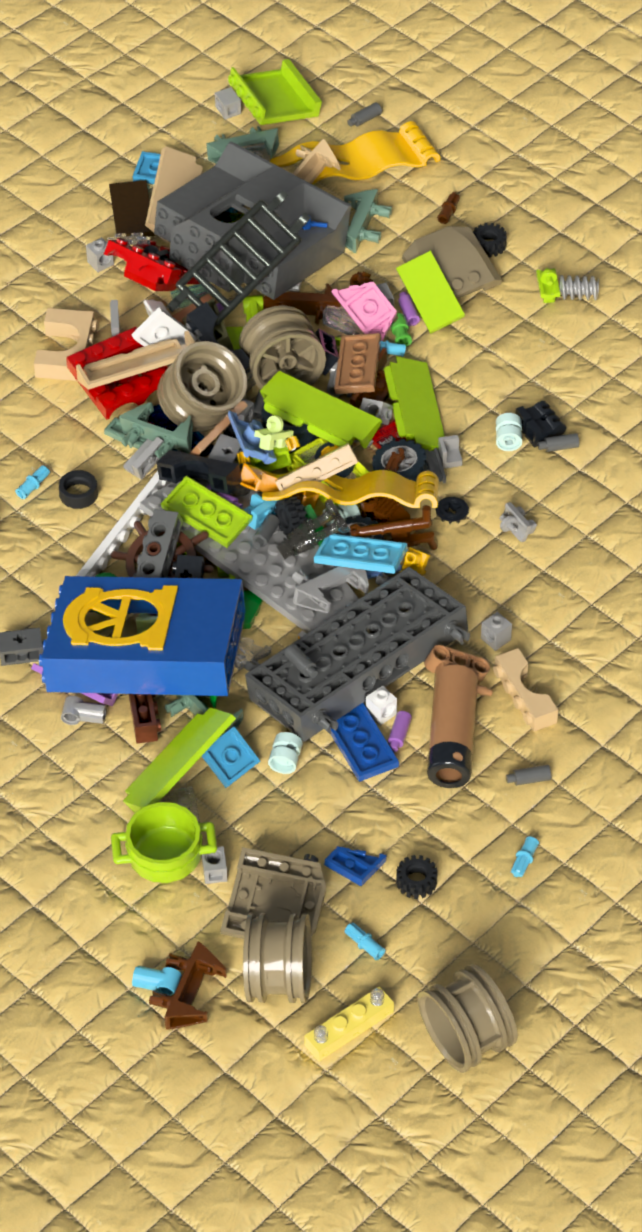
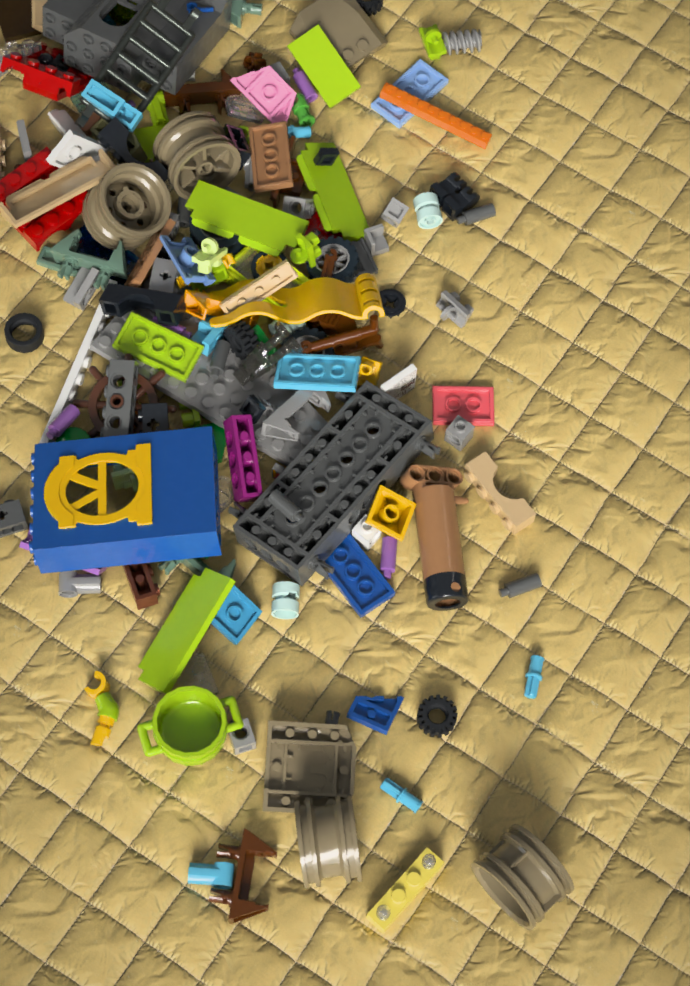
camera: 15 degrees left, 15 degrees up
(86, 821) = (107, 709): none -> yellow piece
(99, 565) = (63, 421): none -> medium lavender cylinder
(206, 291) = (112, 105): none -> medium azure slope
(268, 617) = (242, 458): none -> magenta brick
(288, 577) = (253, 407): none -> black tile
(371, 444) = (306, 249): none -> lime hips
(407, 685) = (390, 513): none -> yellow slope
(414, 369) = (326, 156): none -> black tile
(446, 575) = (401, 382): none -> white tile
(473, 428) = (394, 212): none -> light grey brick
(515, 328) = (419, 81): none -> light blue tile
(517, 608) = (469, 402): none -> coral tile
(536, 350) = (435, 115): none -> orange piece

